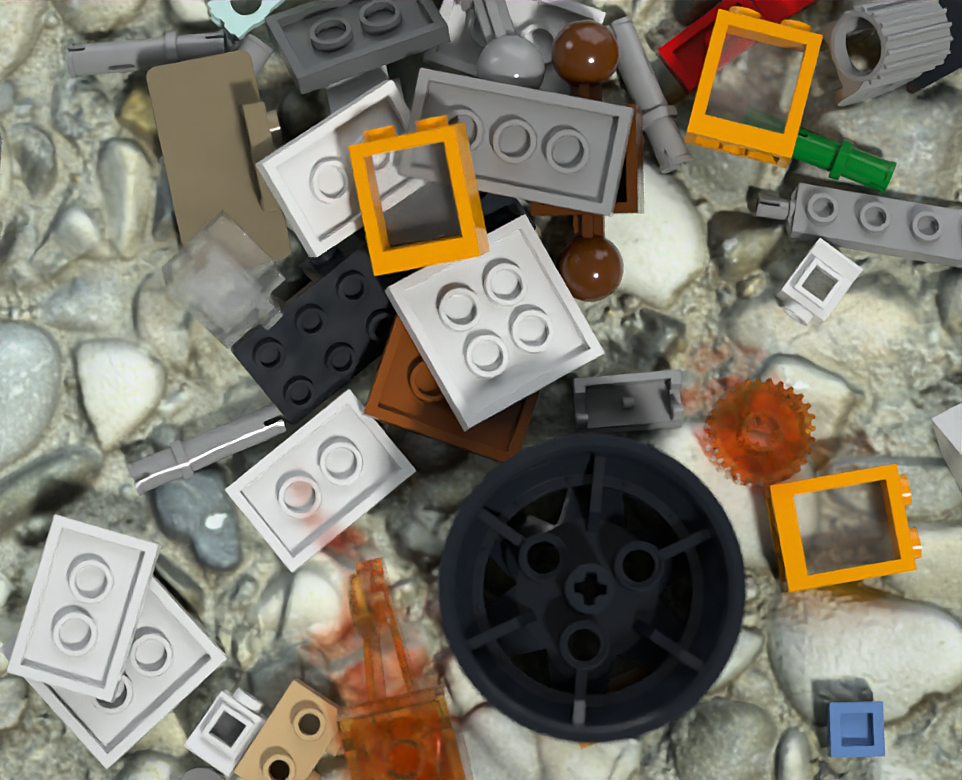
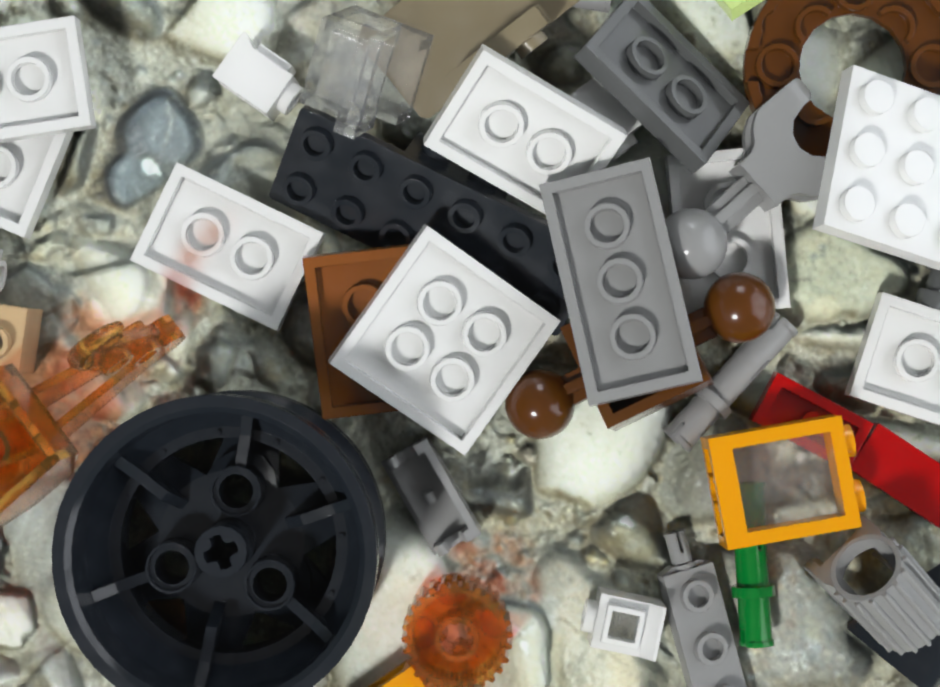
camera: 70 degrees right, 5 degrees up
(186, 382) = (259, 78): none -> white window
(205, 448) = (192, 112): light grey pin -> none
(418, 190) = (523, 214): window -> none

